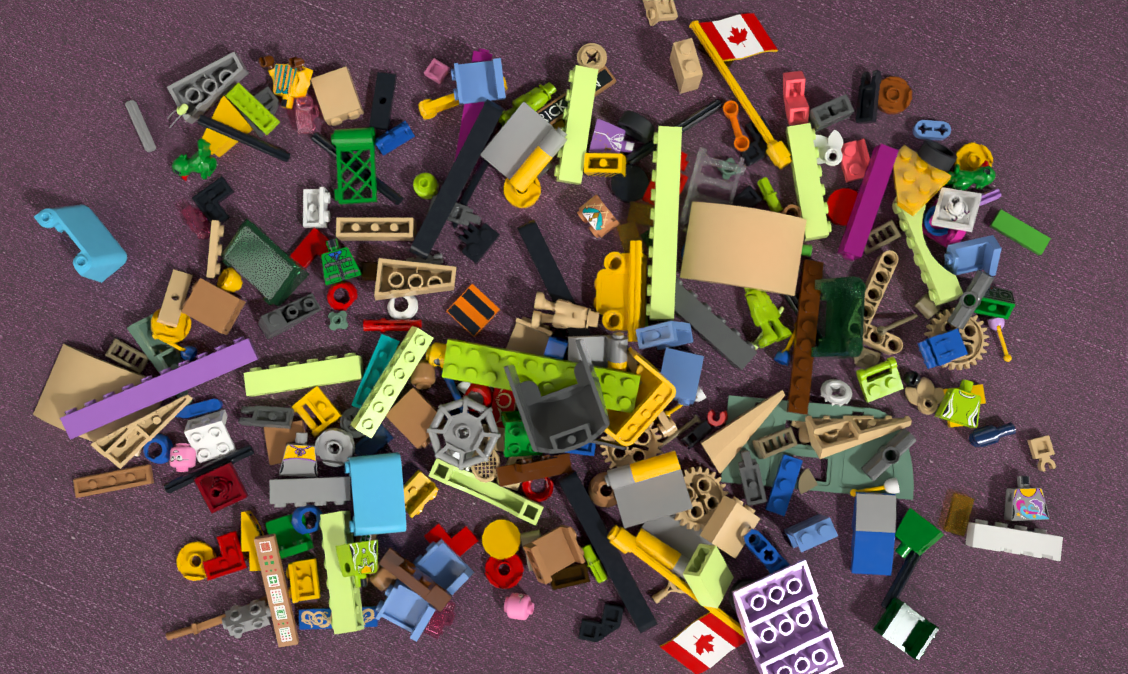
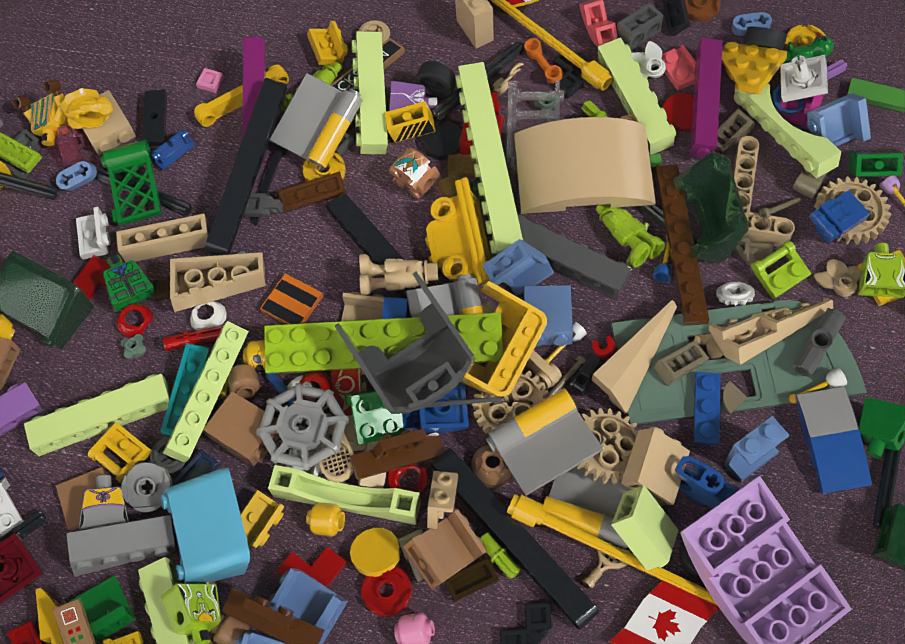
camera: 15 degrees left, 20 degrees down
(268, 417) = (58, 470): dark grey hinge -> none
(288, 316) = (71, 354): dark grey slope -> none
(297, 518) = (113, 592): blue piece -> none
(307, 143) = (75, 172): none -> medium blue beam
(324, 90) = (86, 108): none -> yellow piece
(425, 185) = (213, 184): lime head -> none
(468, 505) = (325, 519): none -> yellow head
(478, 81) = (254, 64): medium blue panel -> none
(478, 241) = (284, 231): black hinge -> none
(508, 211) = (312, 192): none -> reddish brown tile
(548, 60) = (328, 44): none -> yellow bracket
(561, 512) = (441, 496): none -> tan bracket
(694, 143) = (502, 85): none -> tan plate
(751, 479) = (666, 409): dark grey hinge -> none
(909, 376) = (812, 263): black hinge -> none
(977, 288) = (854, 142): dark grey piece -> none

